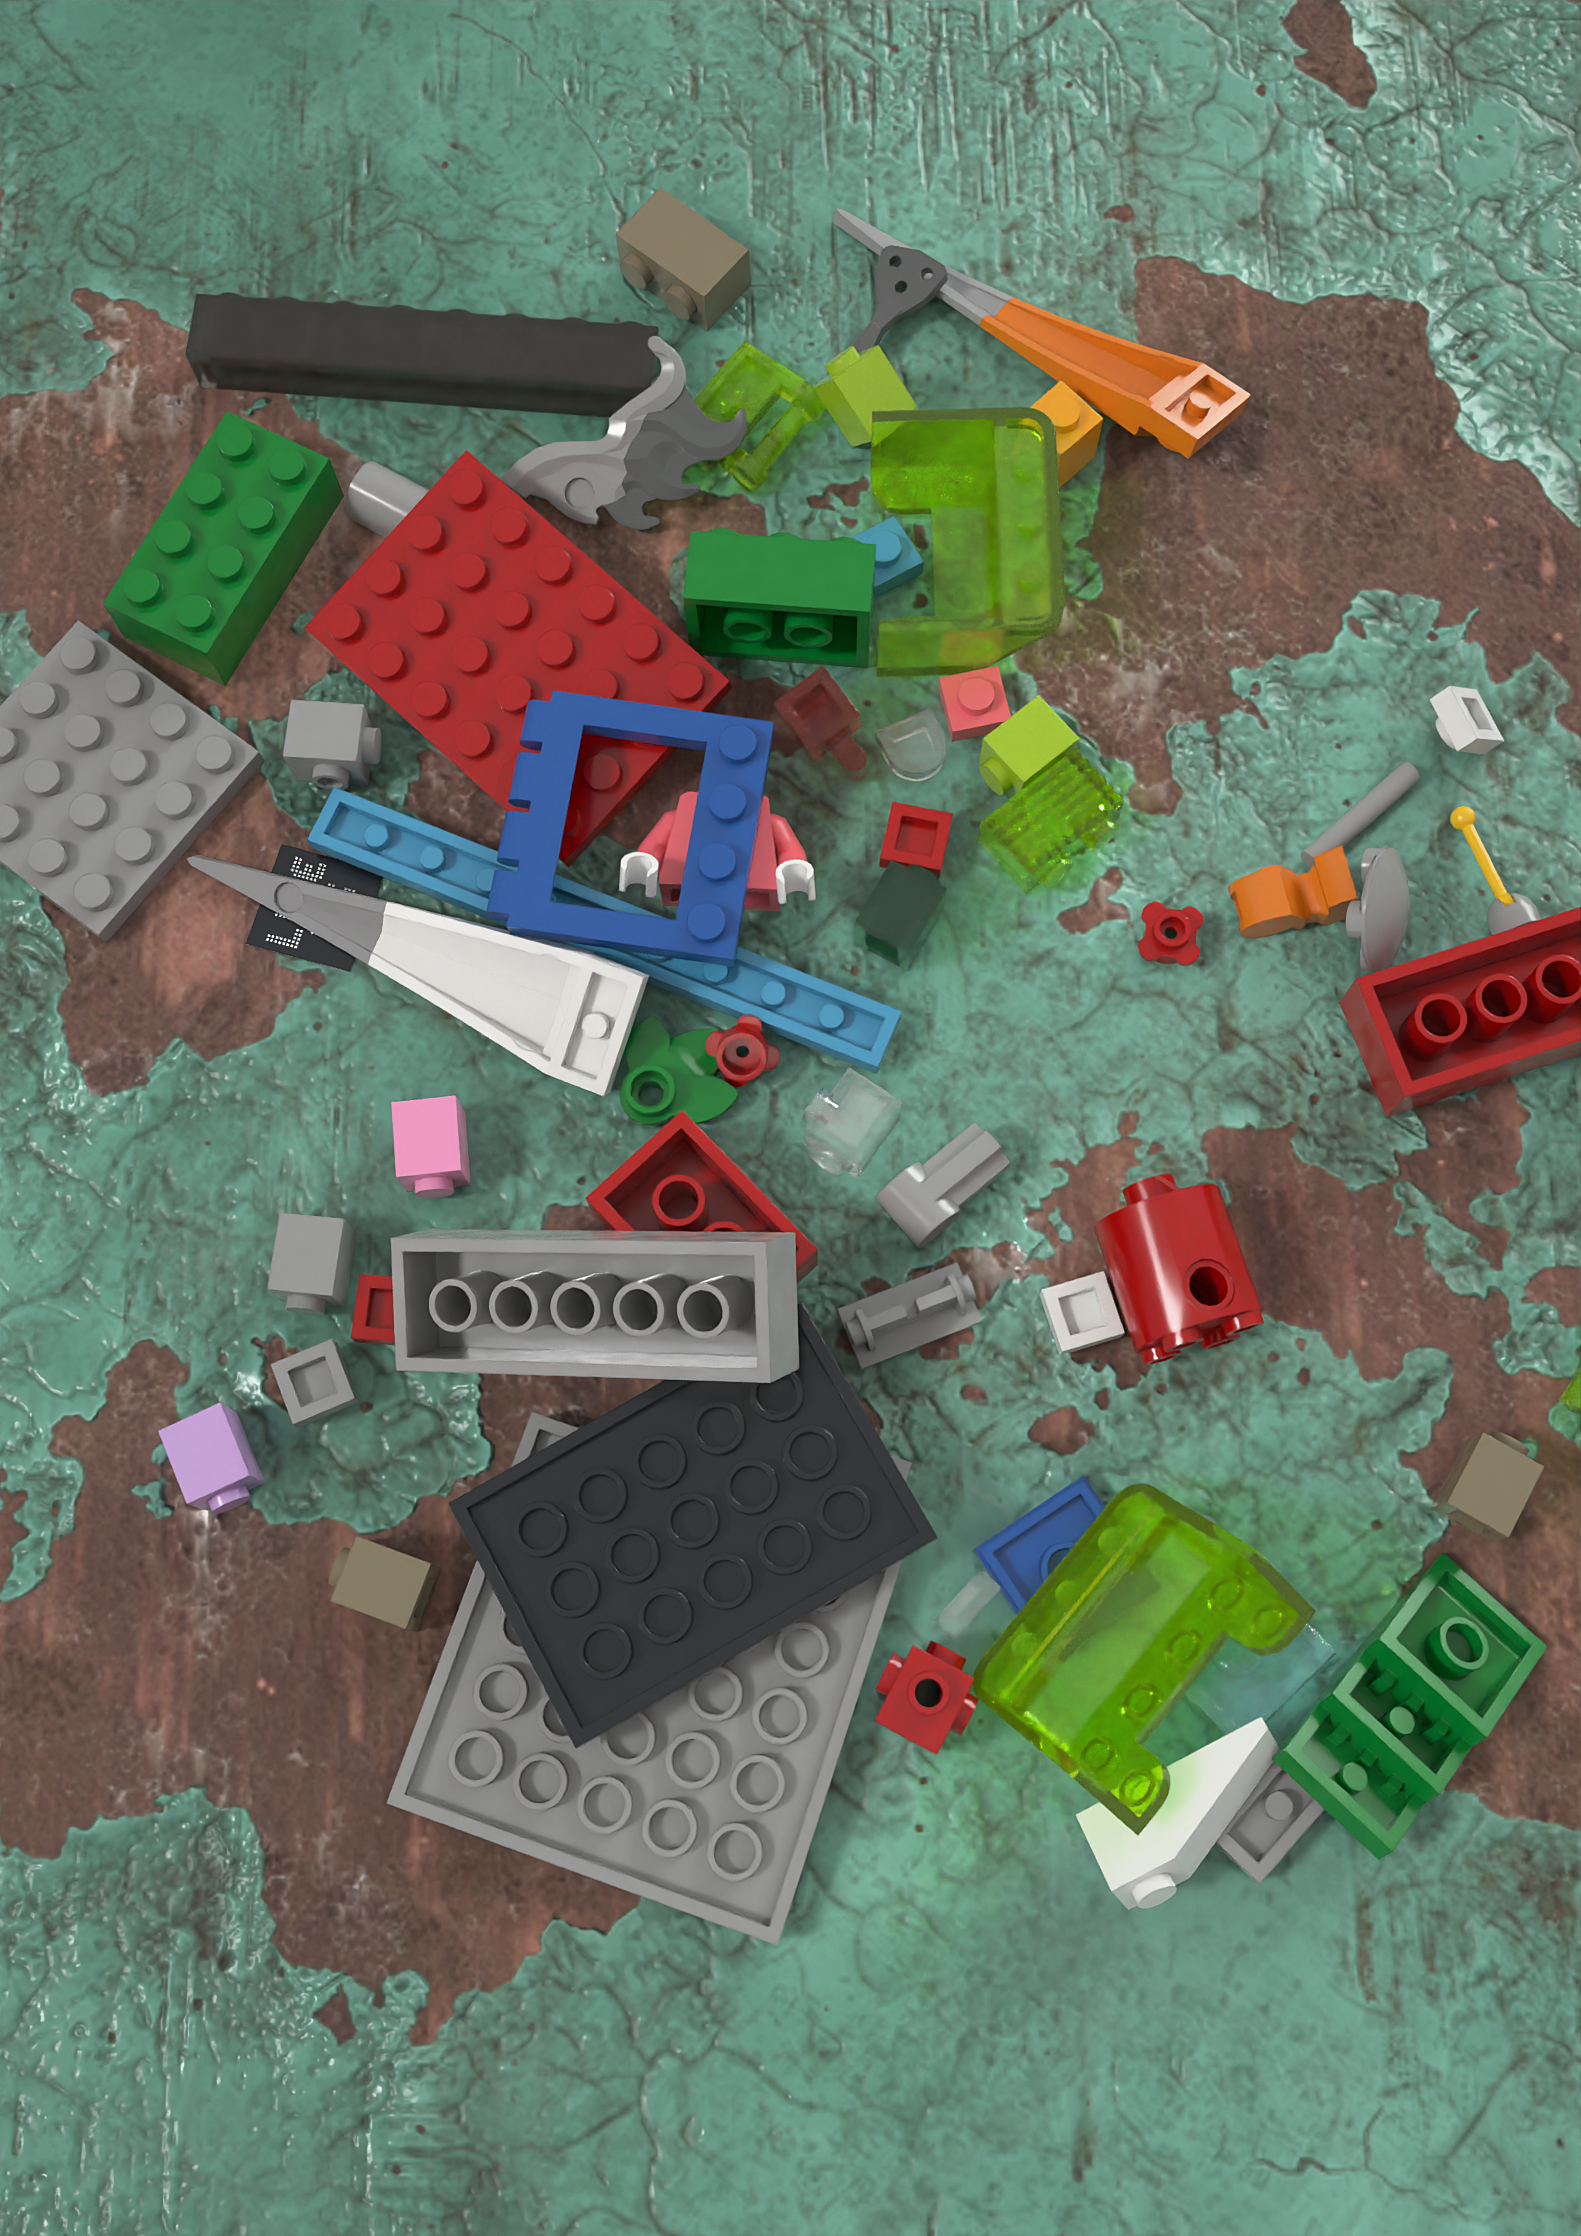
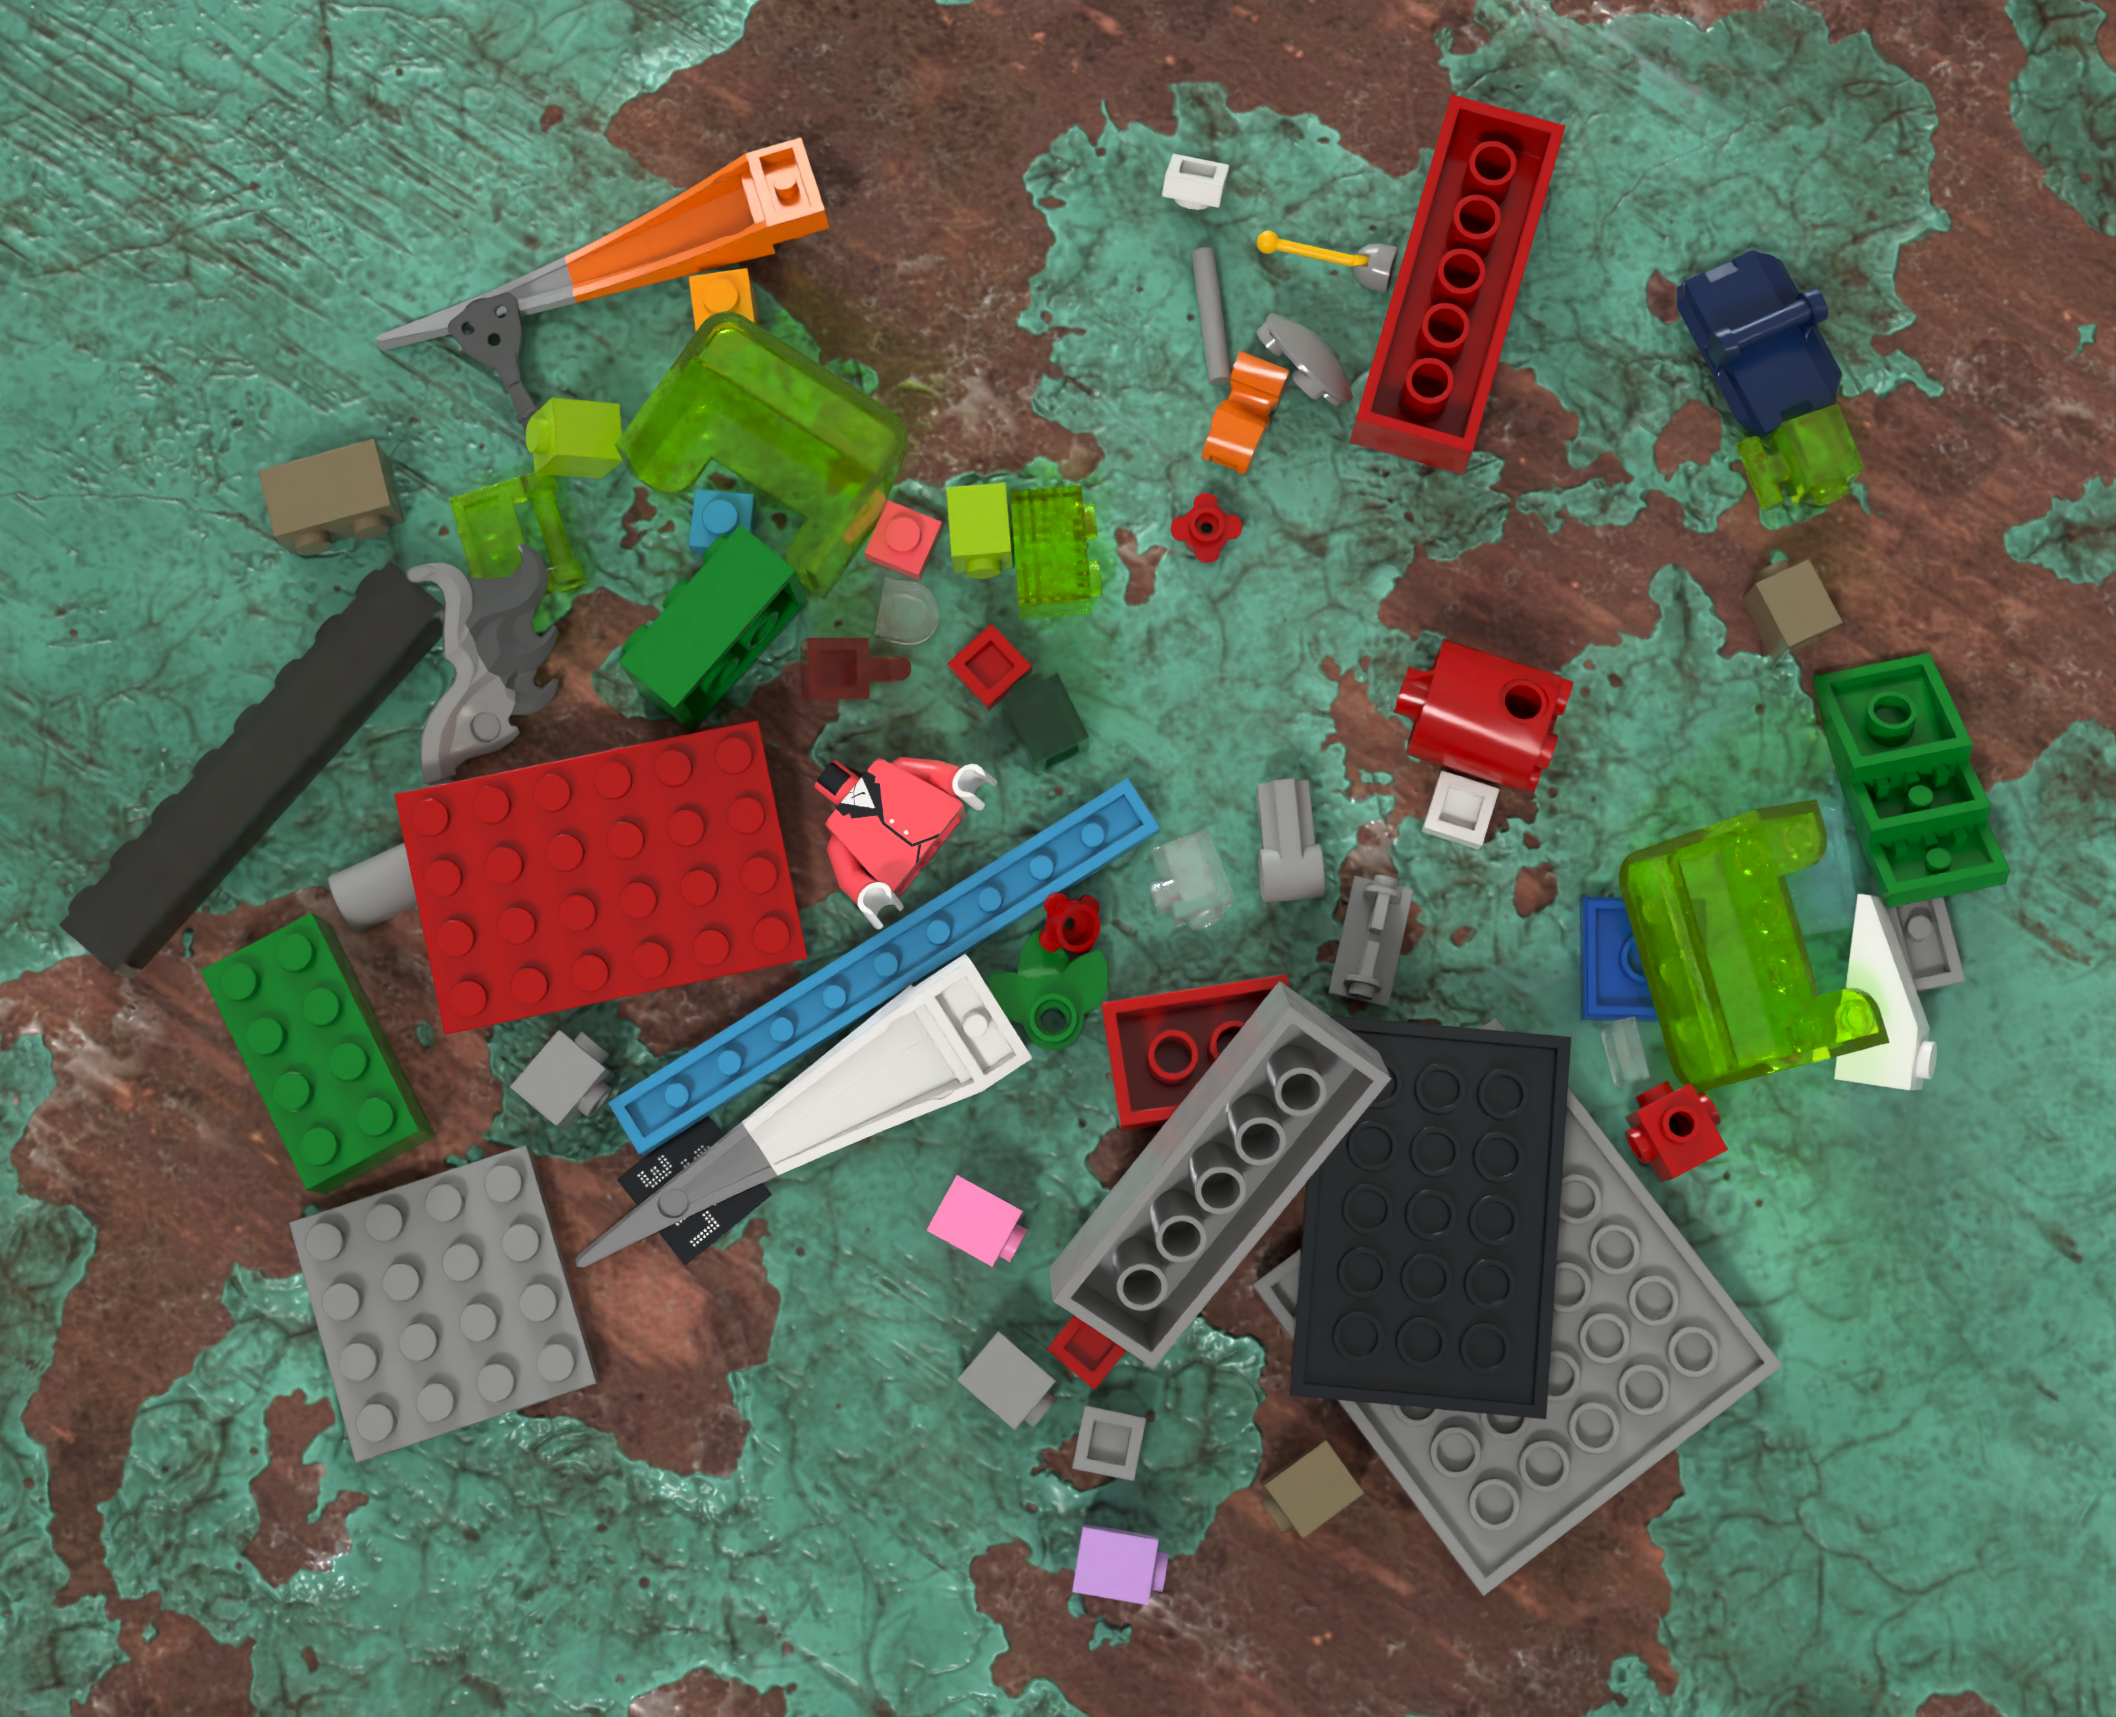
camera: 55 degrees left, 5 degrees up
(719, 842) = (886, 813): blue hinge -> none

